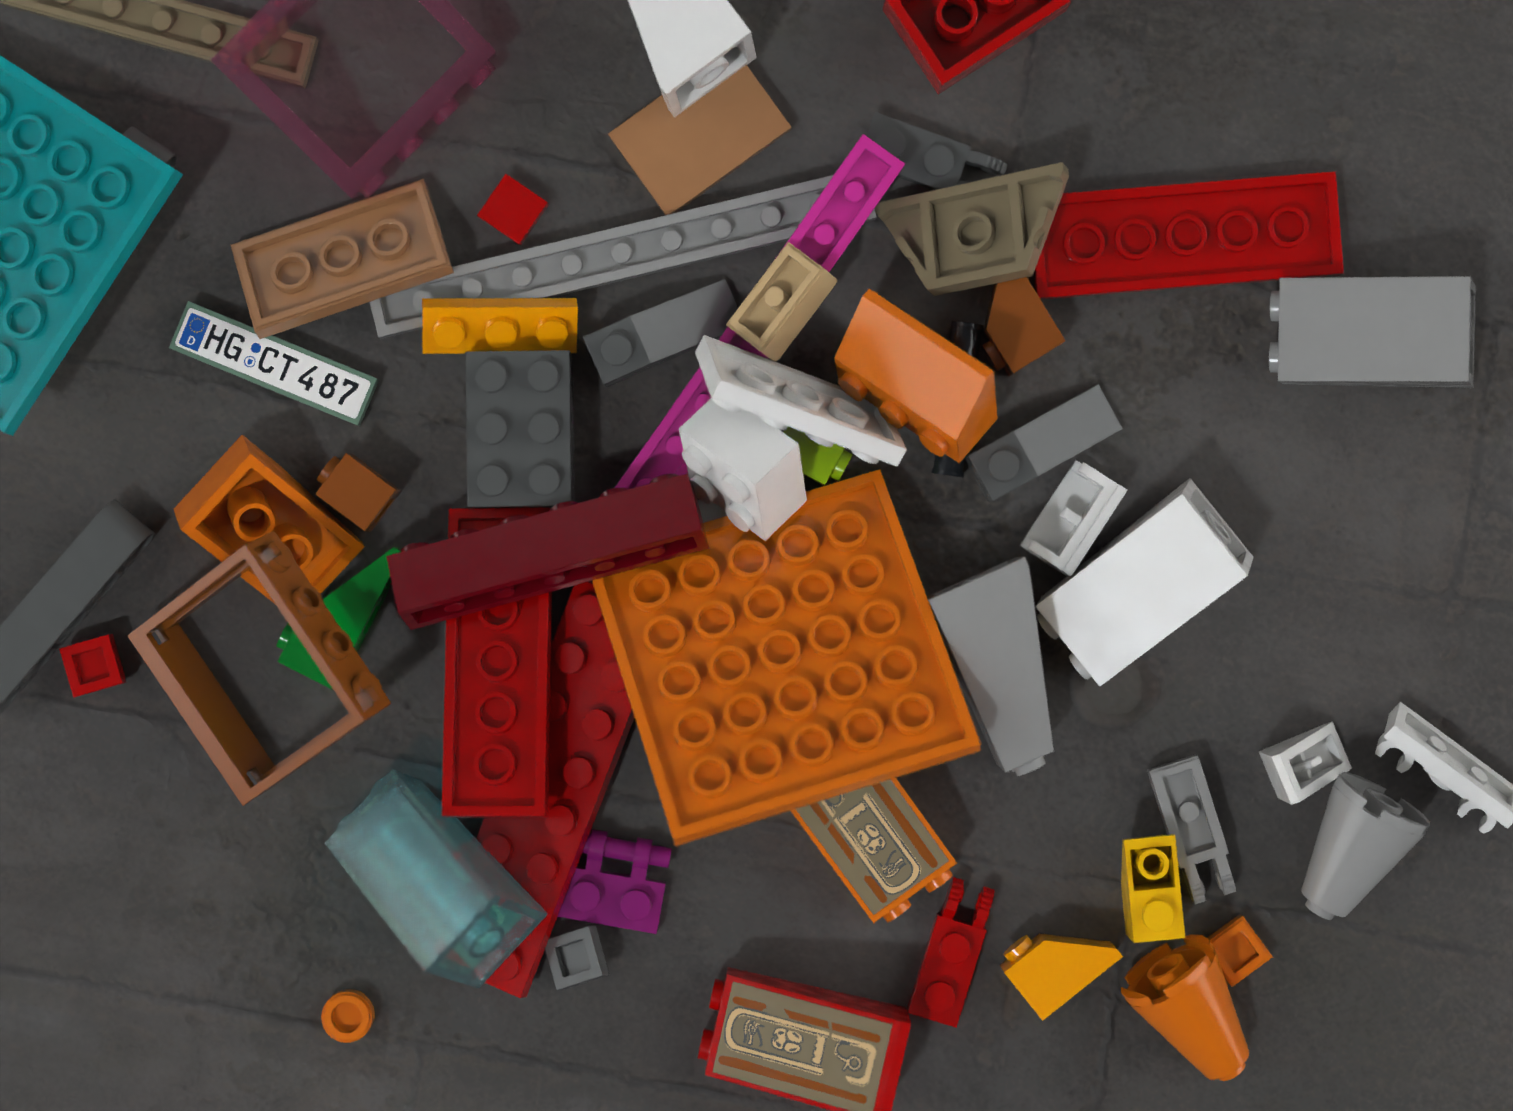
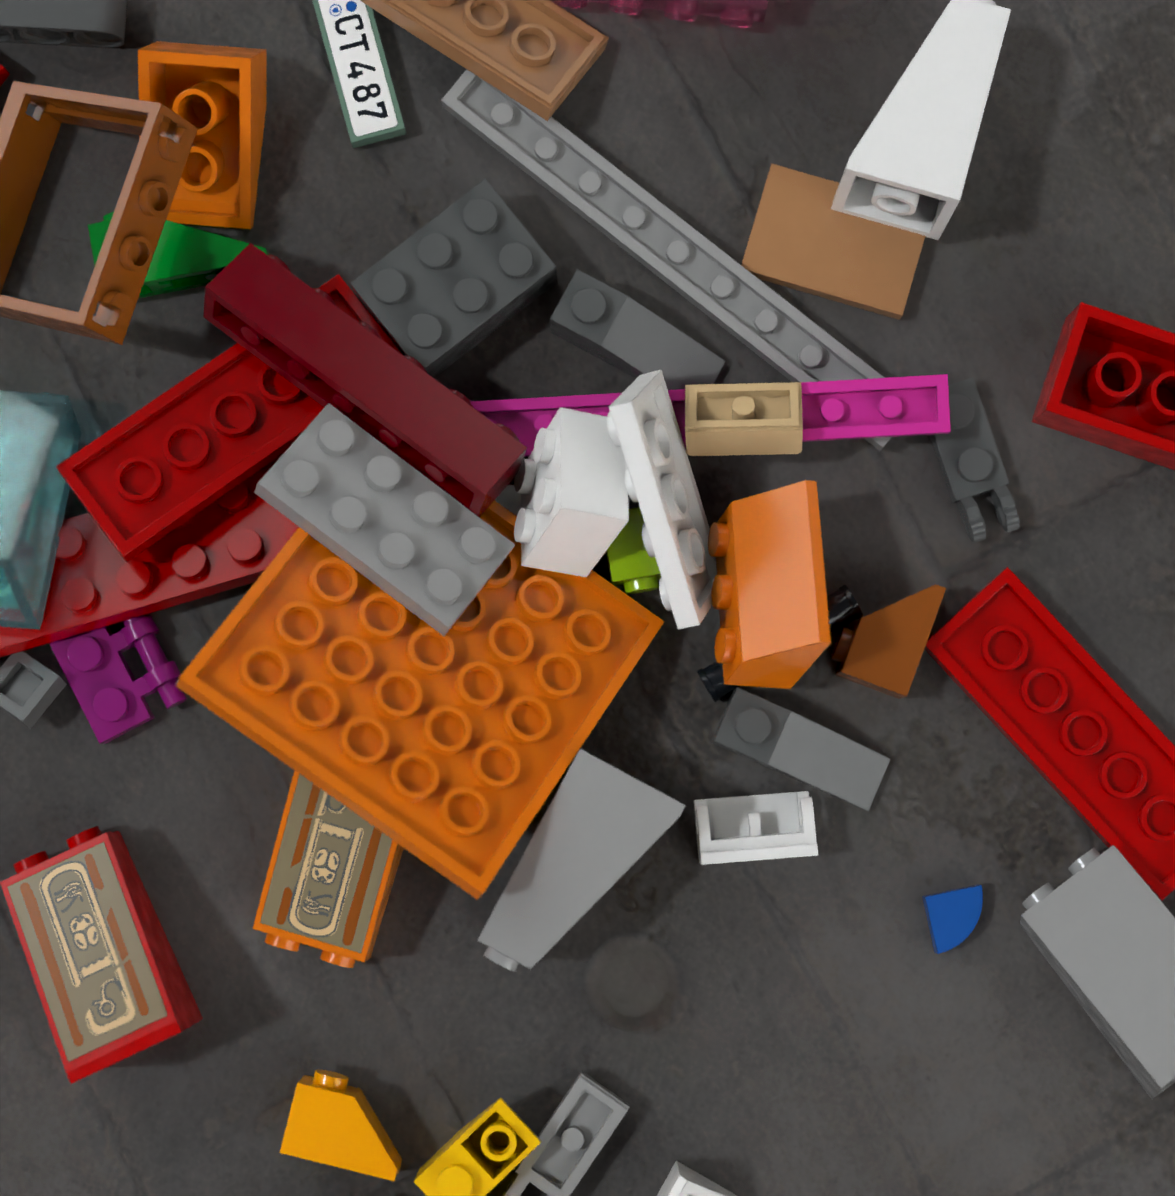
camera: 55 degrees right, 5 degrees down
(356, 491) = (292, 184): dark orange brick -> none
(498, 324) = (532, 192): light orange plate -> none
(513, 209) = (642, 134): red tile -> none
(661, 611) = (384, 519): none -> light grey plate
(950, 958) = (275, 1025): red hinge -> none
(977, 229) = (944, 541): dark tan wing -> none
(1144, 584) = (745, 937): white slope -> none
(1240, 426) = (952, 915): none -> blue tile

